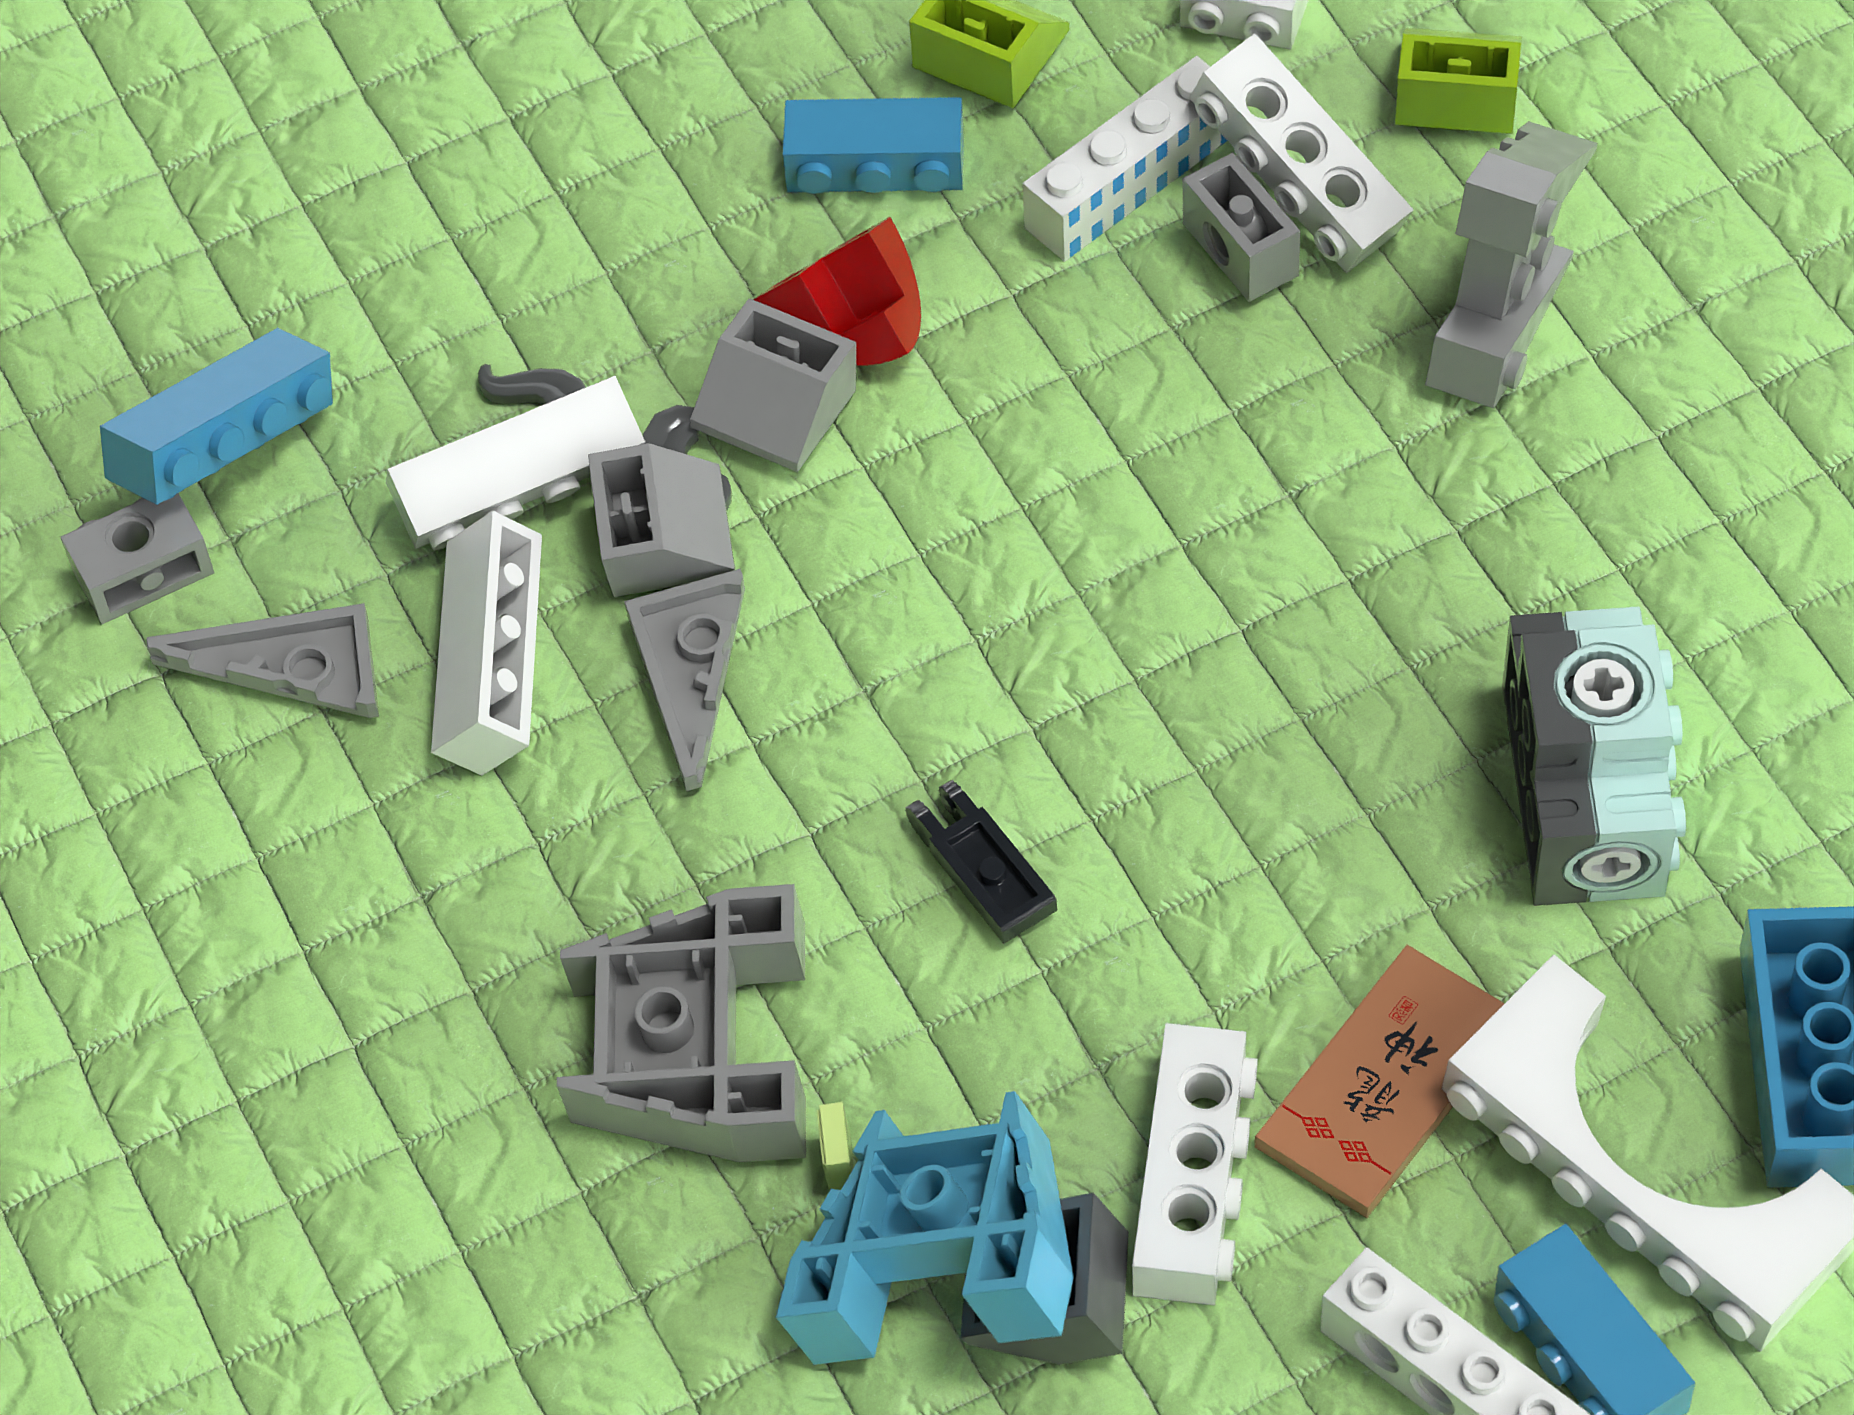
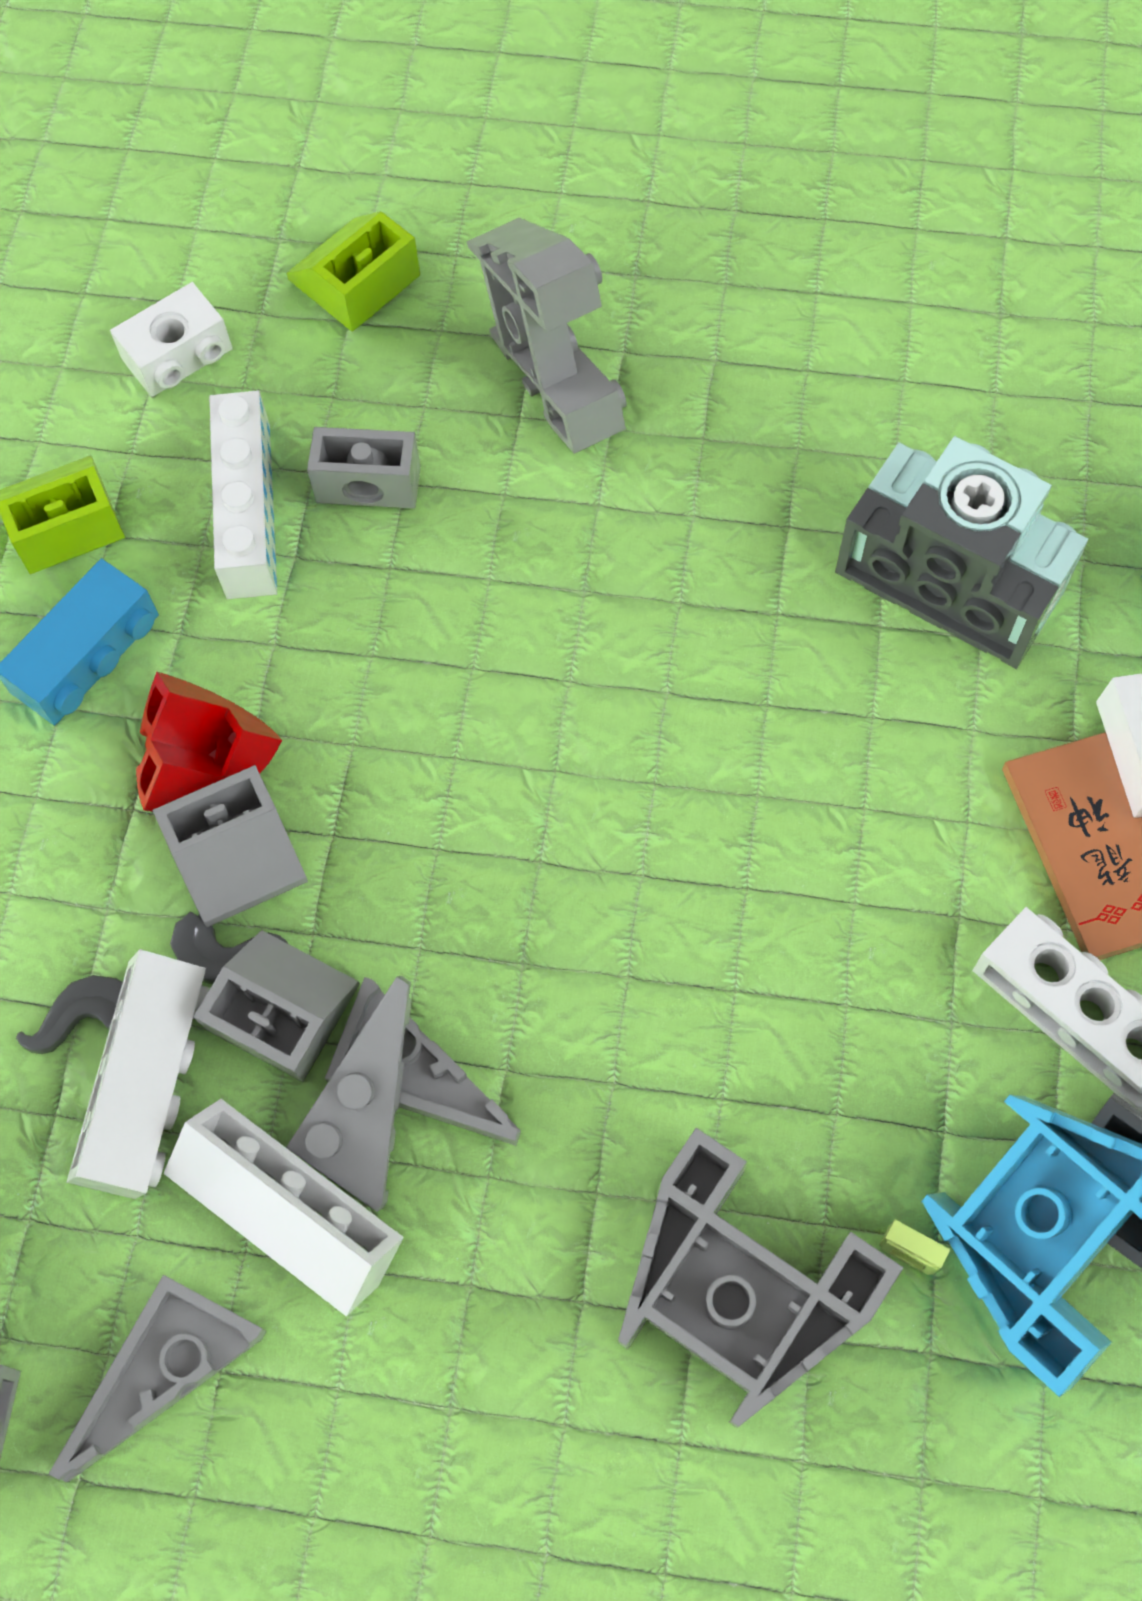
camera: 55 degrees left, 10 degrees up
(610, 641) = (353, 1119): none -> light grey wing
(984, 864) = (739, 982): black hinge -> none
(1298, 123) = (344, 390): white brick -> none

